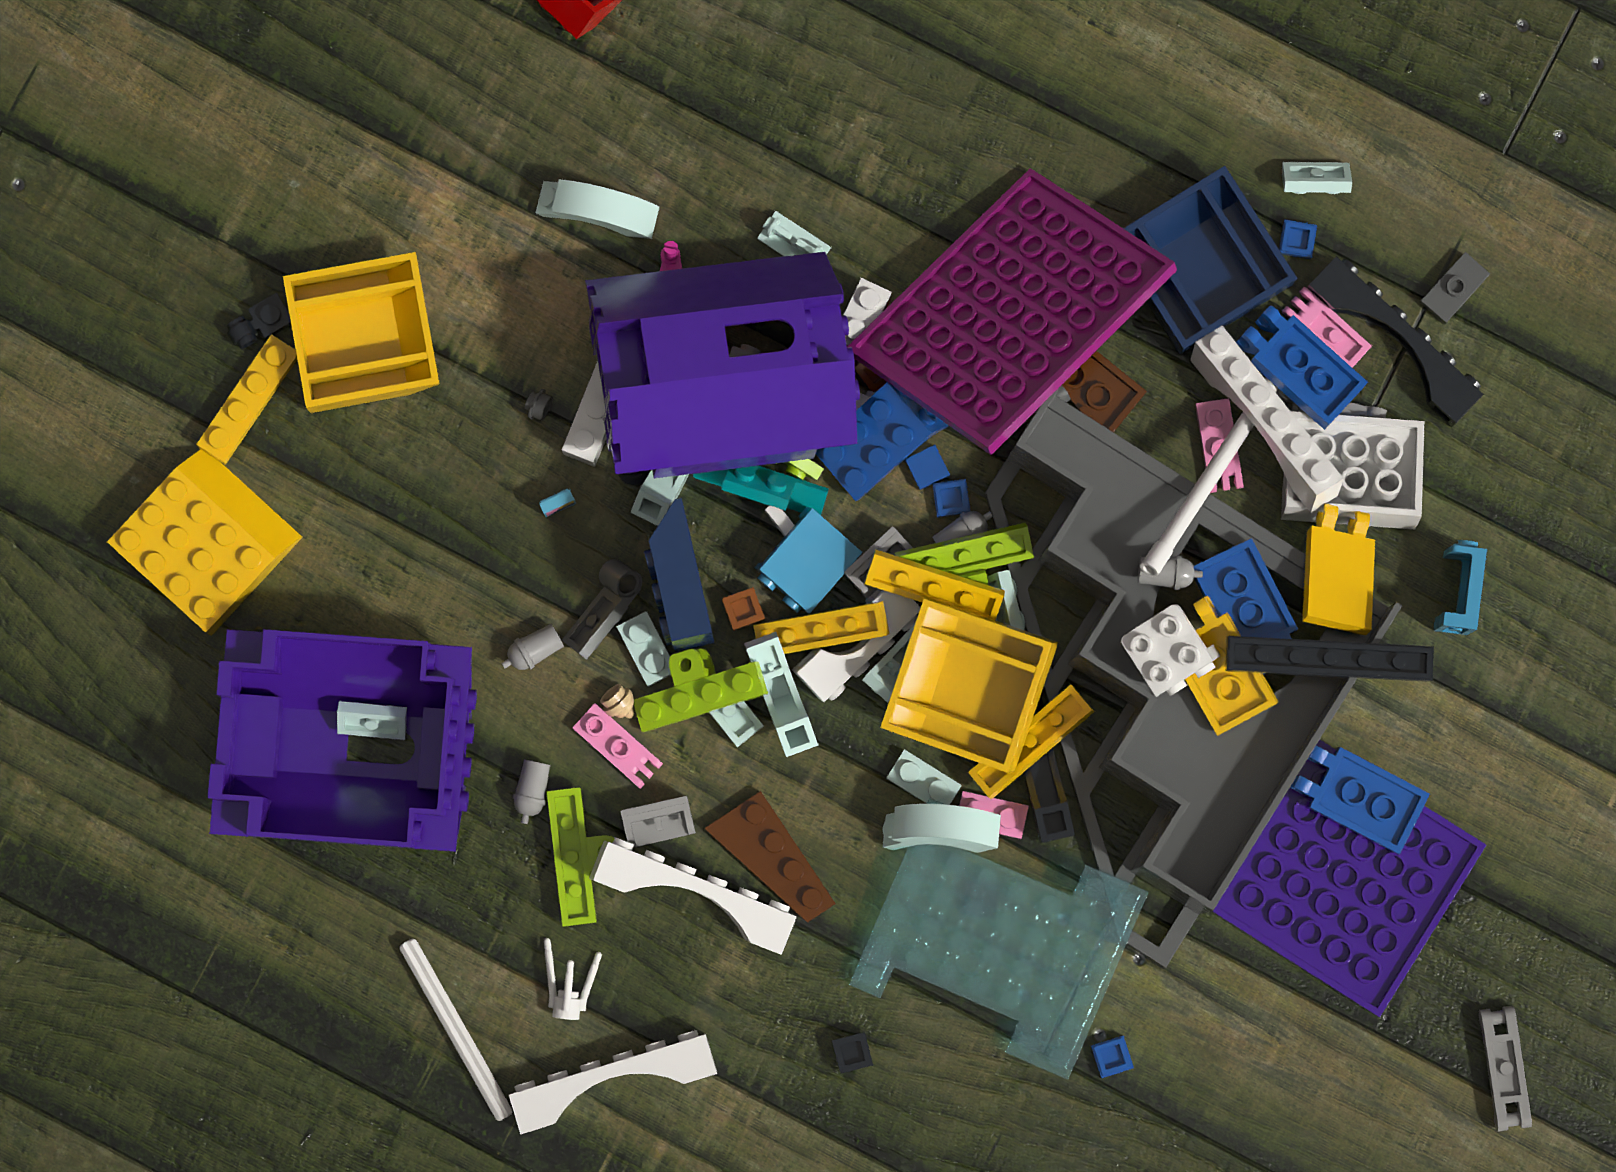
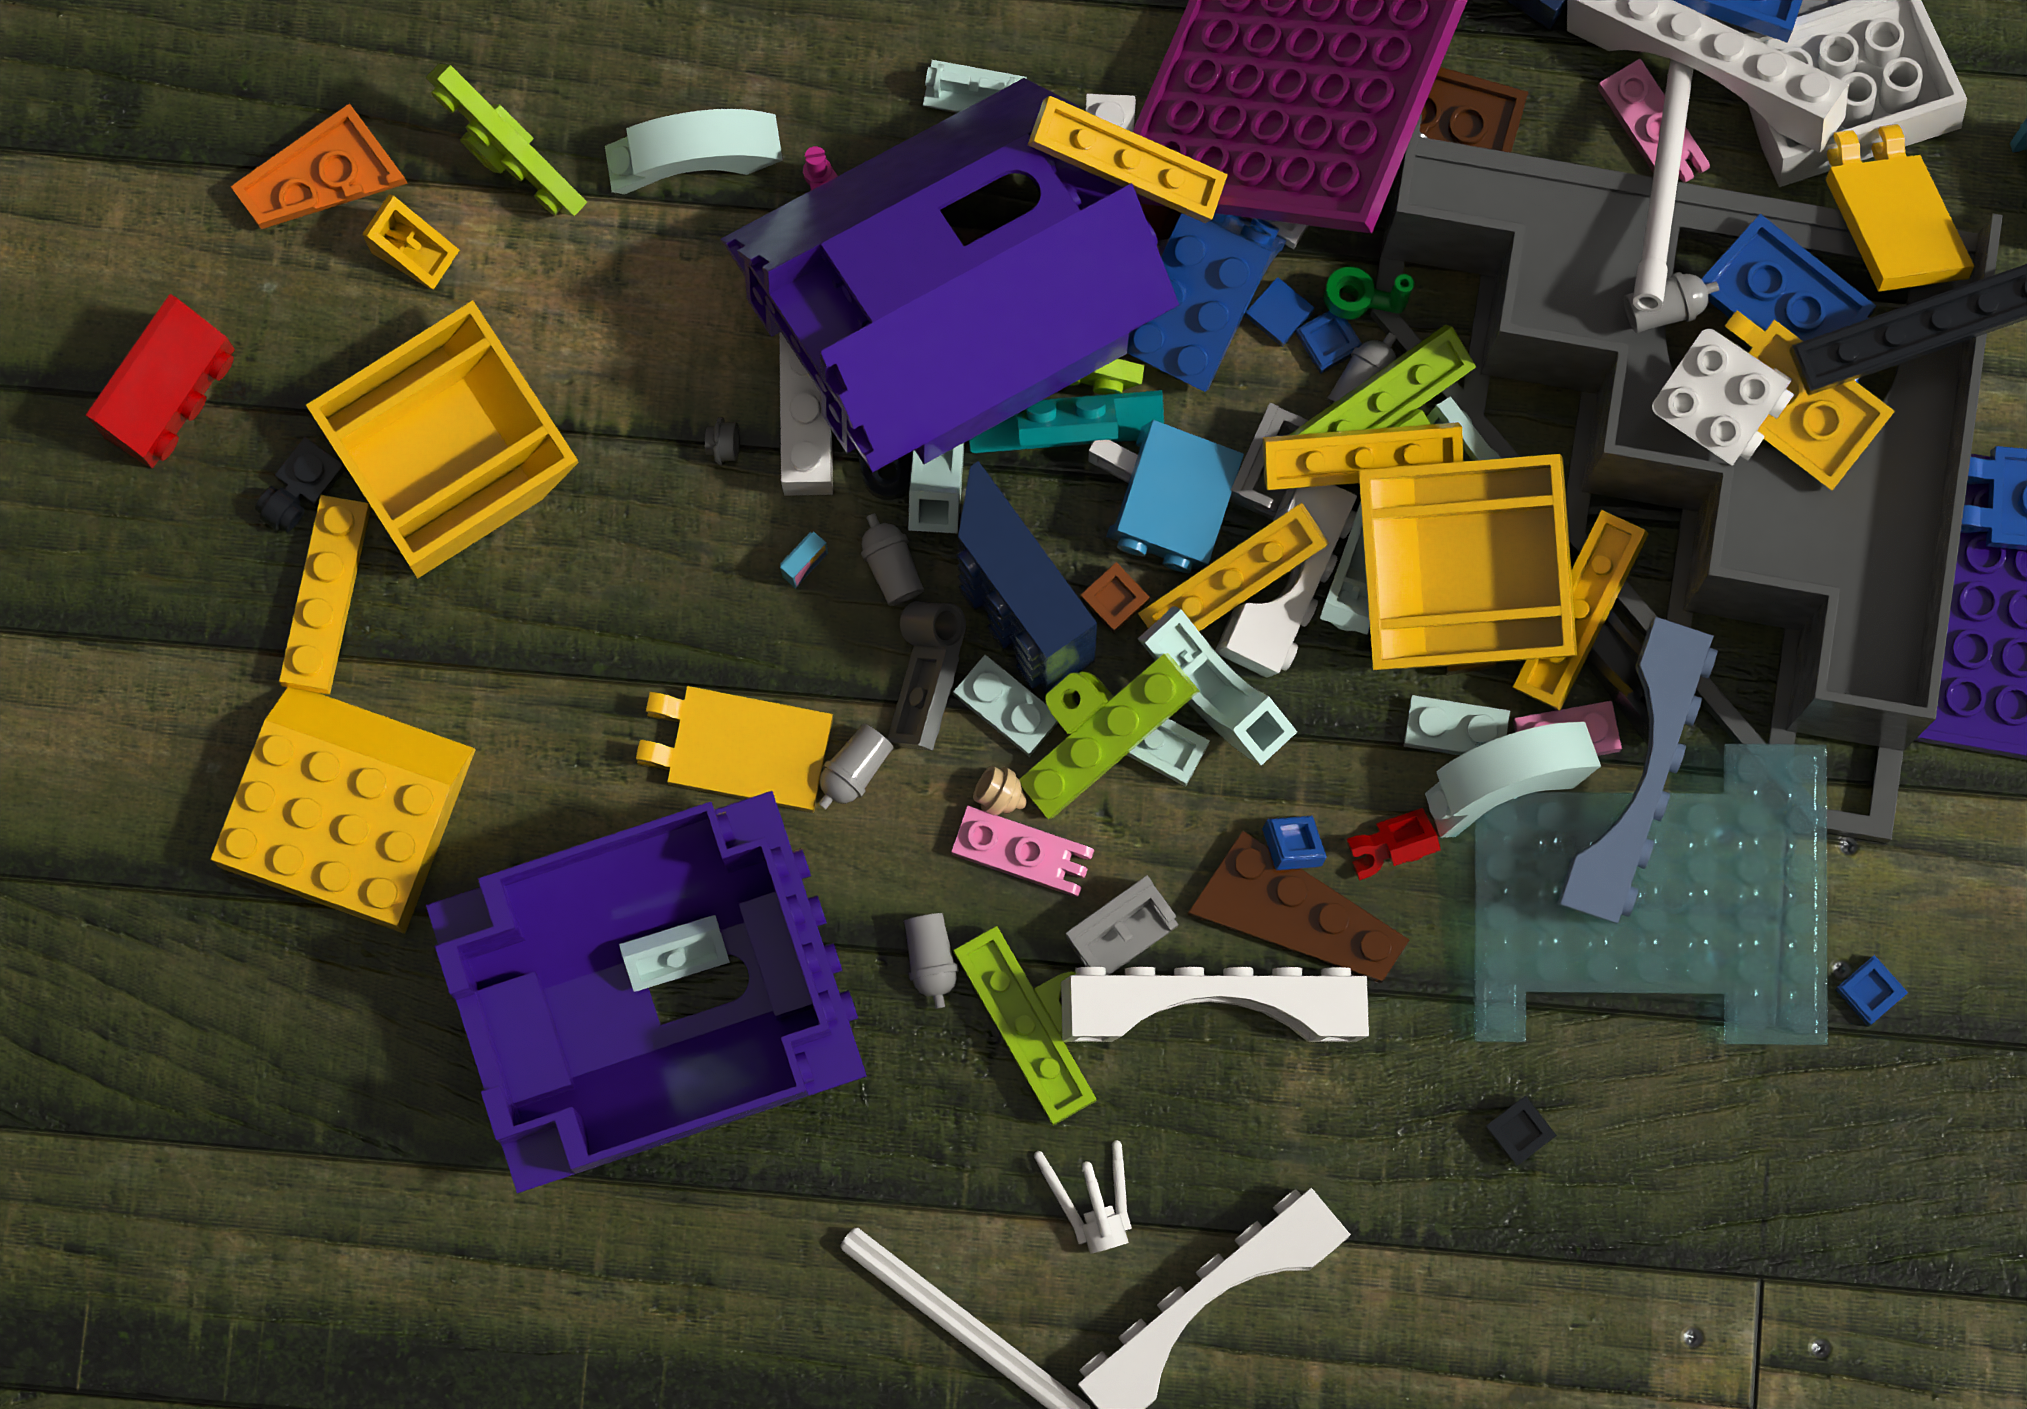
camera: 20 degrees left, 5 degrees down
(199, 222) = (161, 383): none -> red slope
(355, 122) = (319, 171): none -> orange wing
(393, 195) = (409, 243): none -> yellow slope
(469, 606) = (740, 746): none -> yellow tile
(477, 155) = (502, 142): none -> lime plate
(612, 526) = (890, 561): none -> light grey piece
(789, 812) = (1294, 842): none -> blue tile
(857, 838) = (1398, 838): none -> red plate
(859, 341) = (1127, 159): none -> yellow plate
(972, 913) = (1669, 673): none -> sand blue arch
(985, 481) = (1361, 286): none -> green plate

